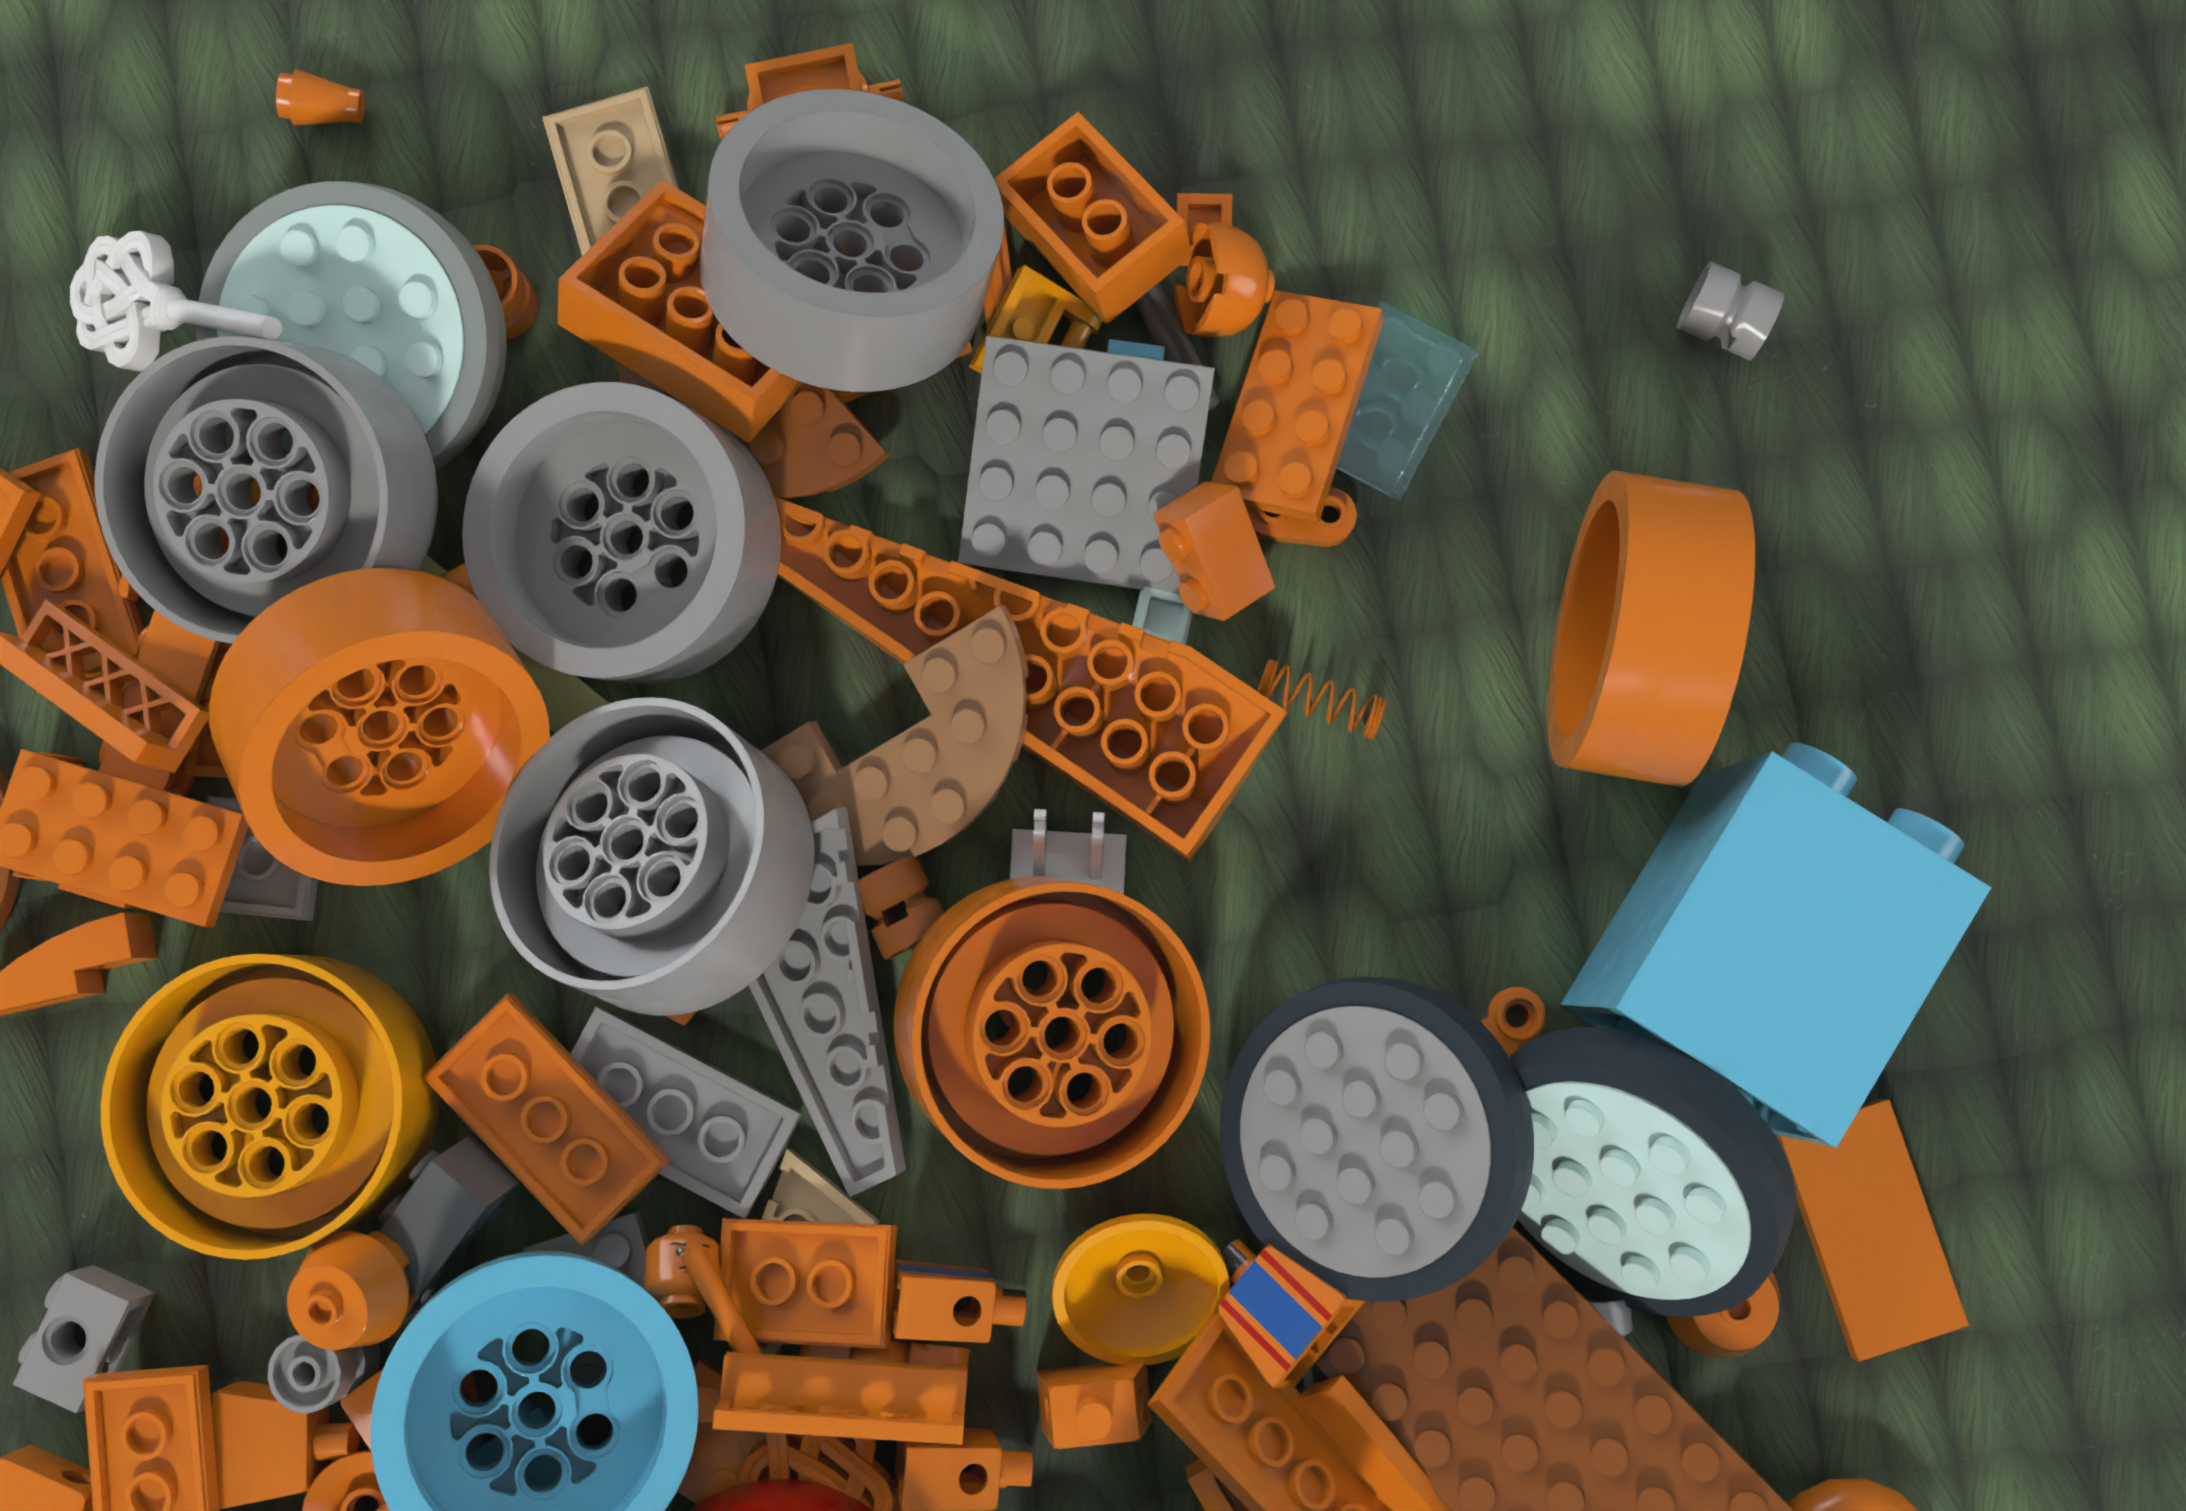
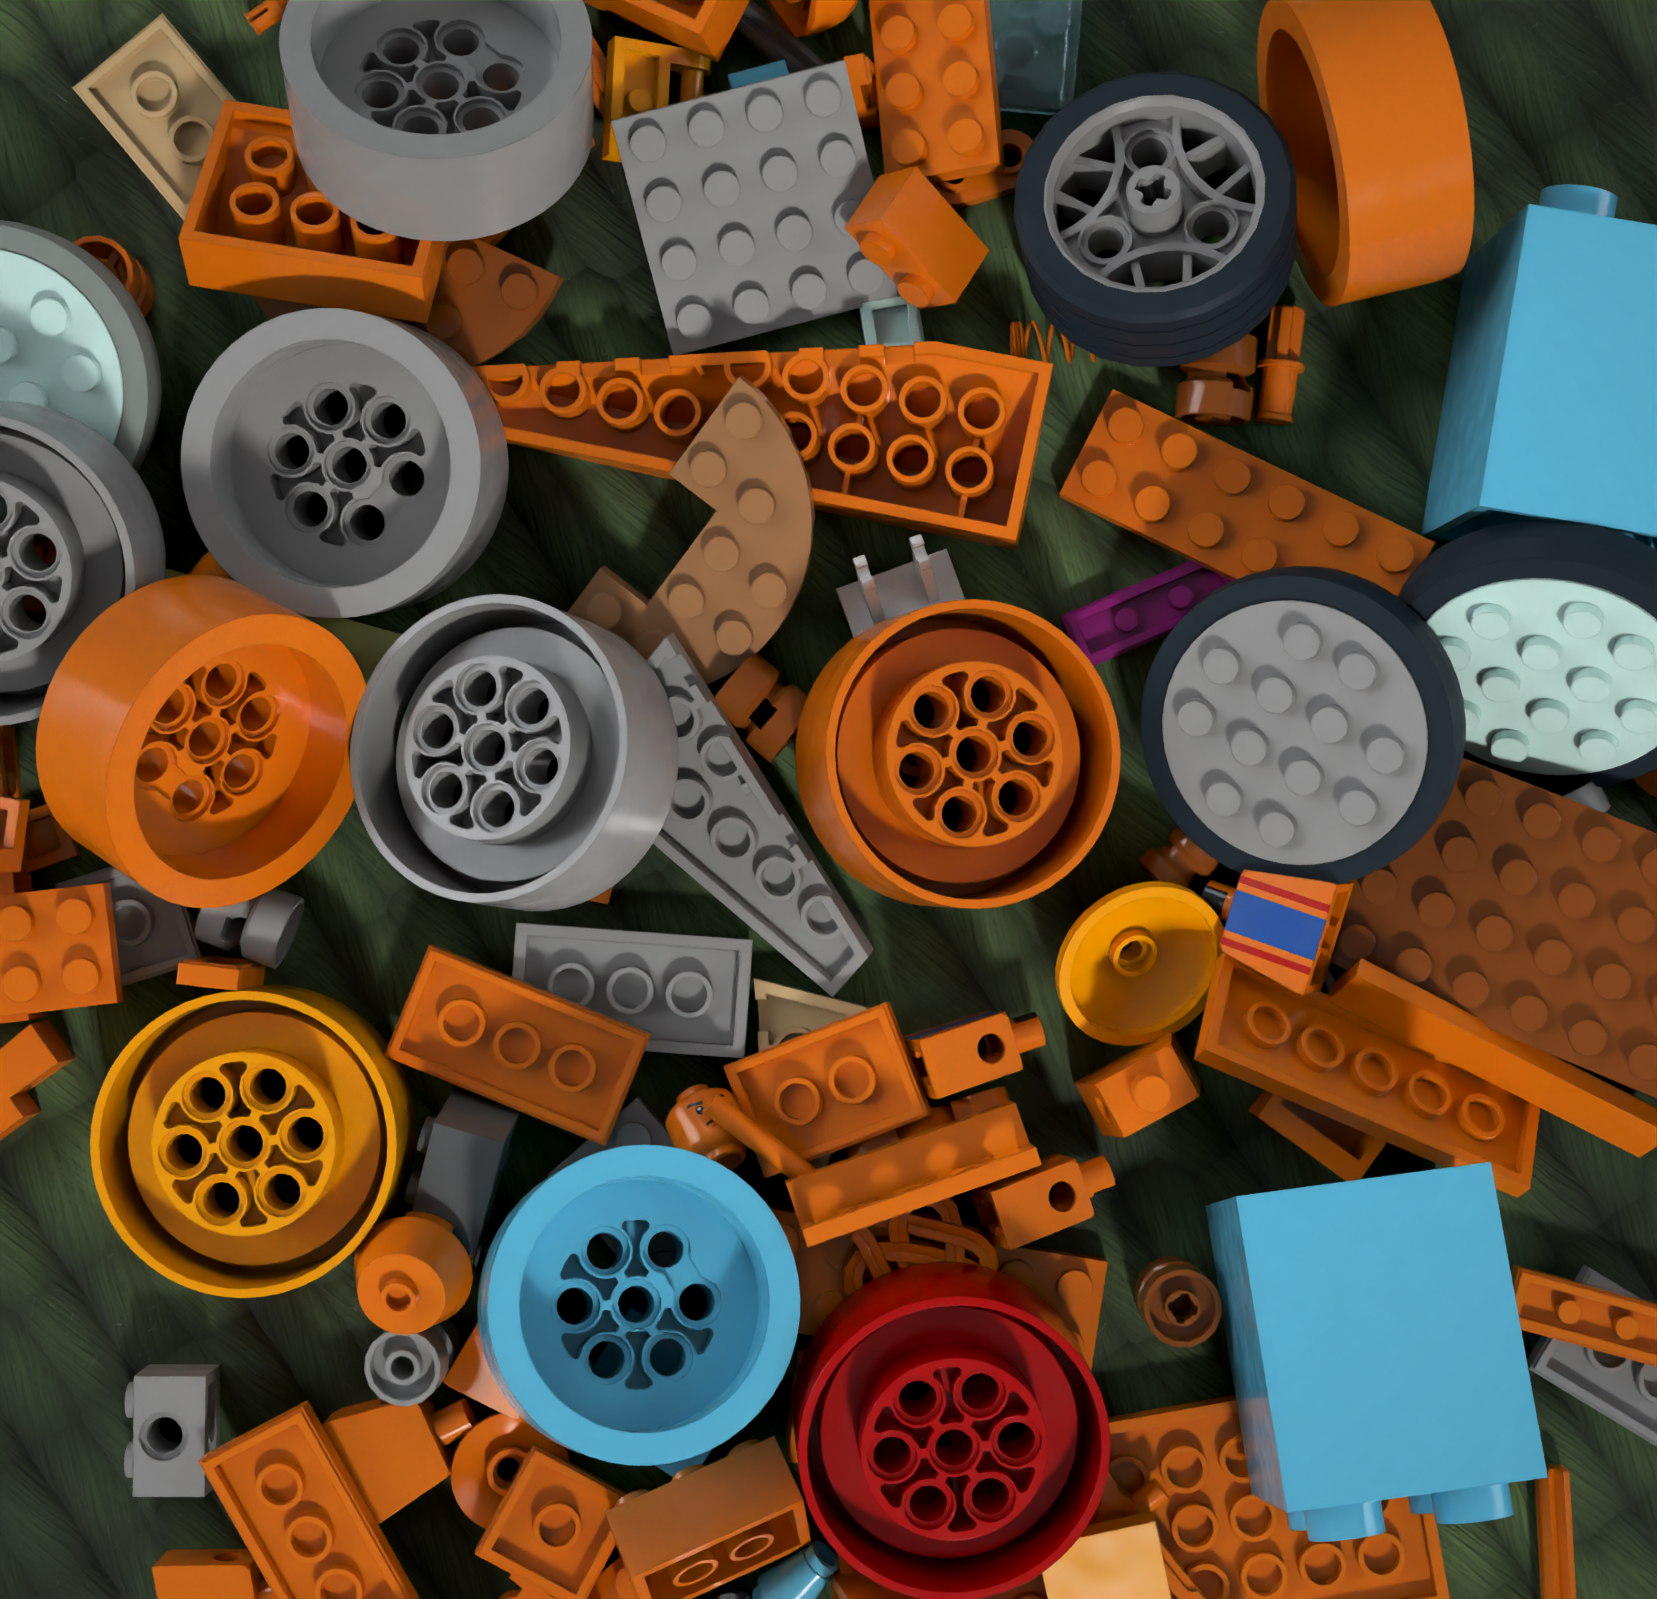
camera: 25 degrees left, 5 degrees up
(311, 939) = (220, 973): none -> orange tile
(366, 913) = (260, 926): none -> light grey wheel
(1213, 1209) = (1178, 861): none -> dark orange wheel
(1223, 400) = (863, 85): none -> orange tile
(1282, 965) = (1139, 611): none -> magenta tile
(1397, 905) = (1227, 504): none -> orange plate
(1431, 785) = (1217, 387): none -> dark orange wheel
(1435, 622) = (1157, 218): none -> wheel
(1495, 798) = (1281, 365): none -> orange axle

